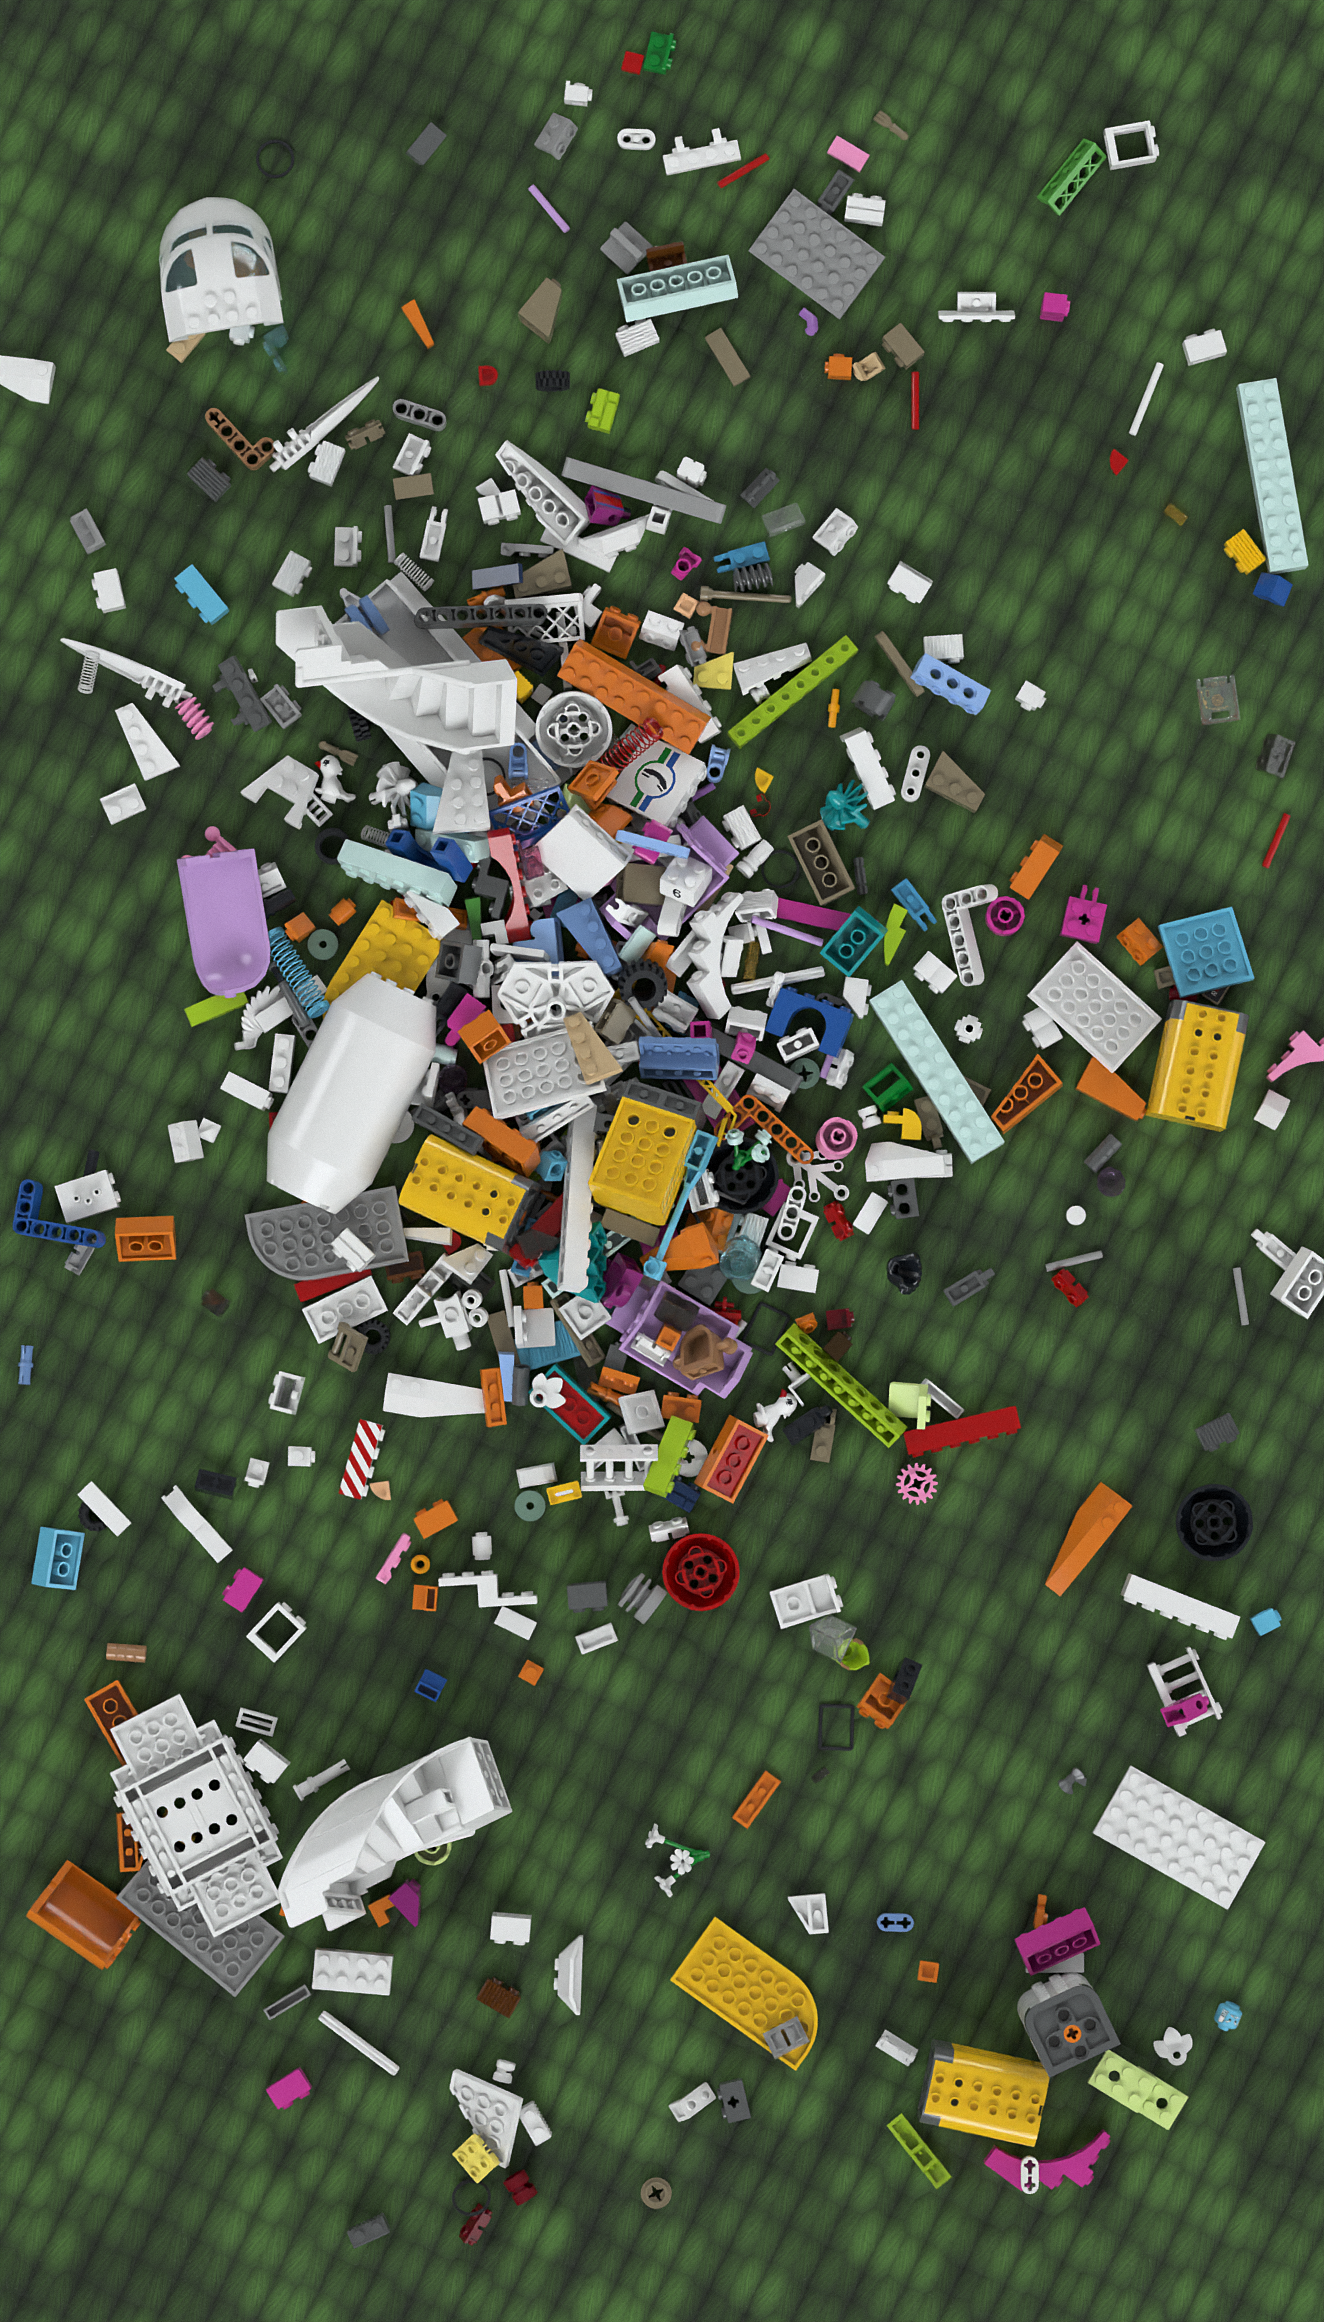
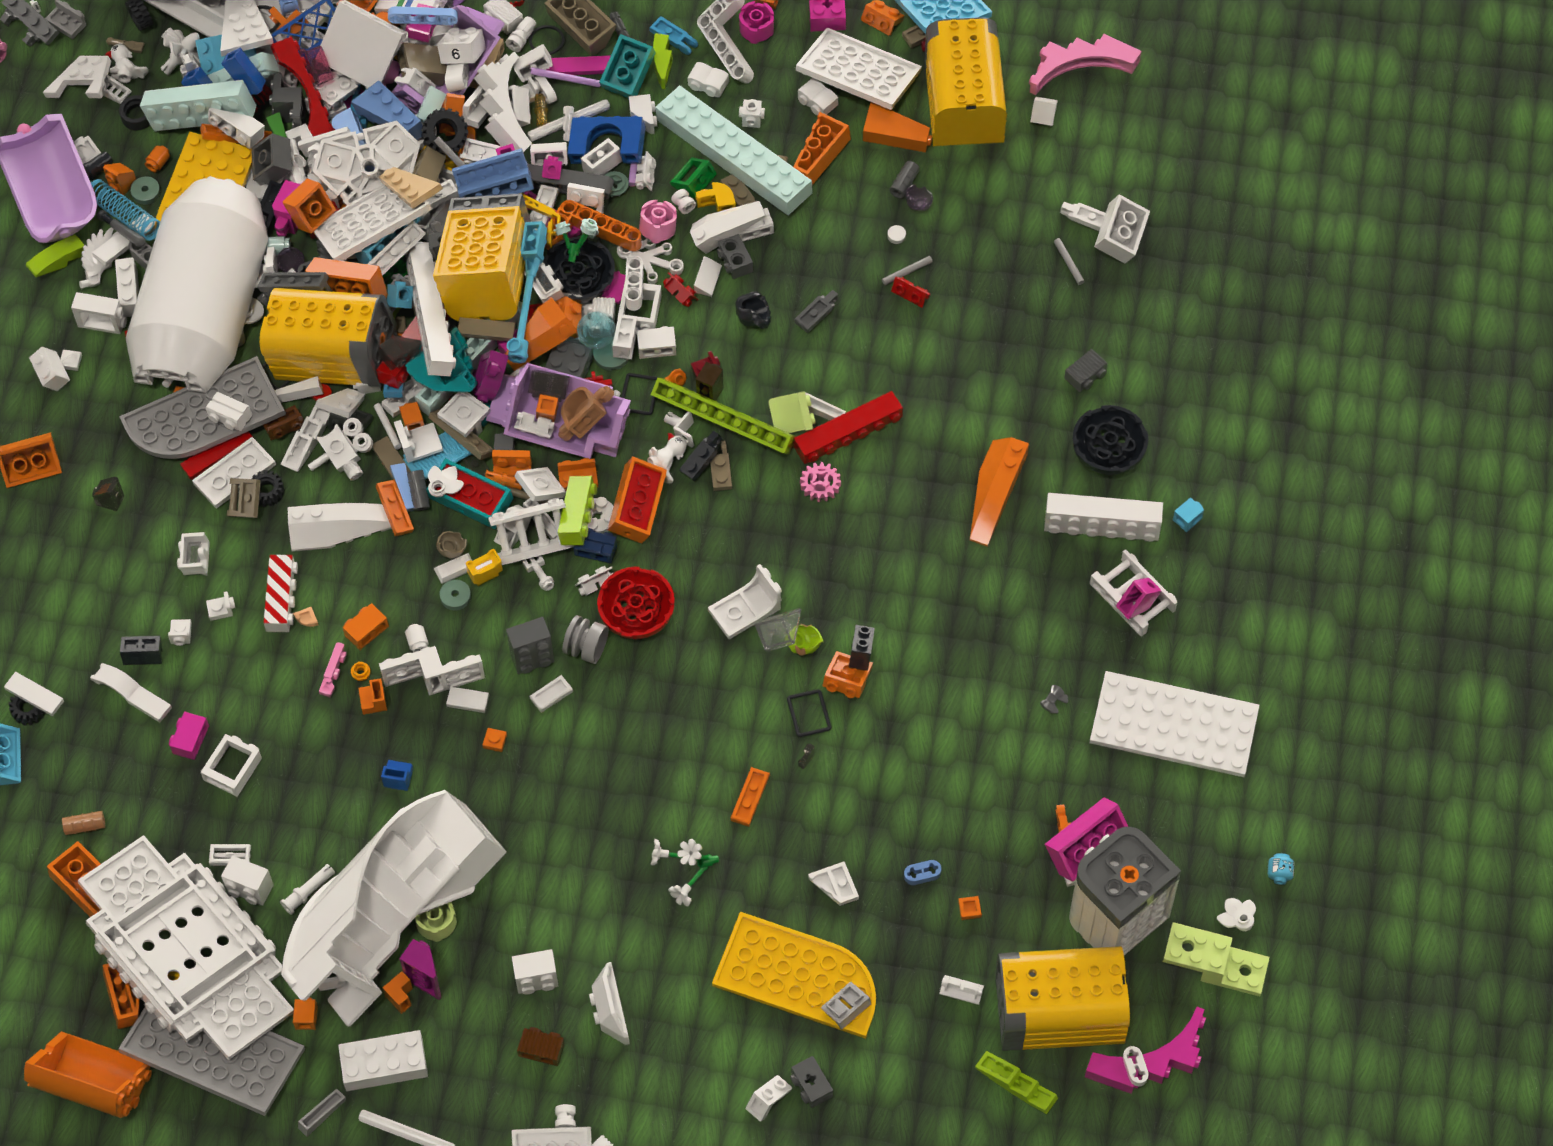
camera: 15 degrees left, 25 degrees down
(539, 1453) = (451, 544): none -> dark tan hair

